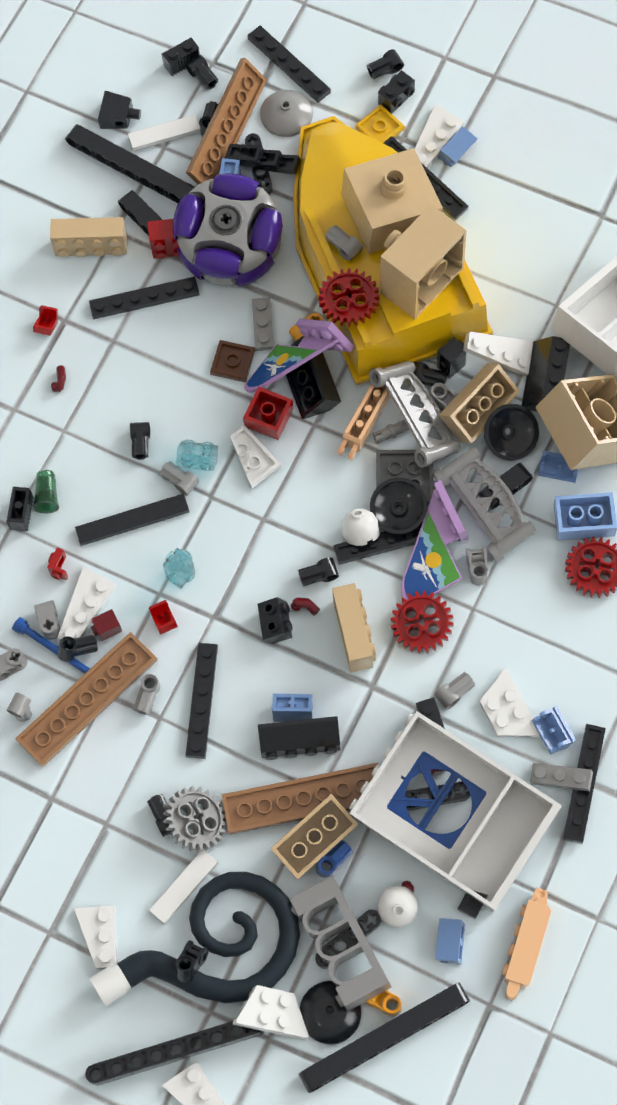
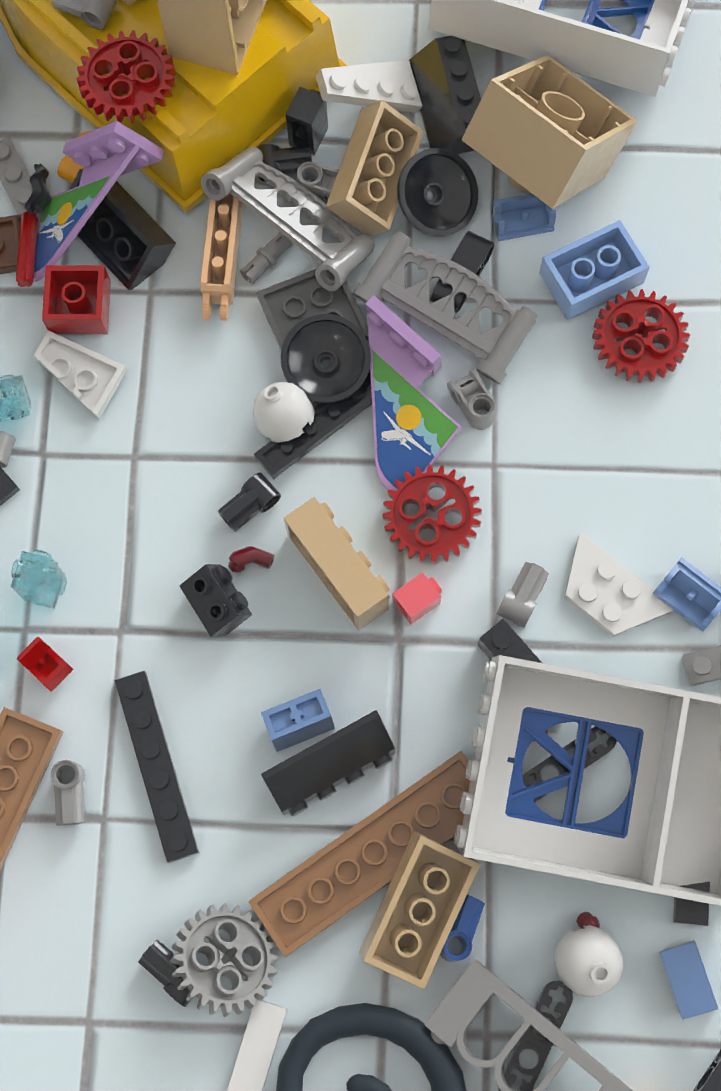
camera: 25 degrees left, 5 degrees up
(252, 370) = (26, 249): none -> red axle
(273, 341) = (40, 196): none -> black hair
(392, 666) = (417, 597): none -> coral brick

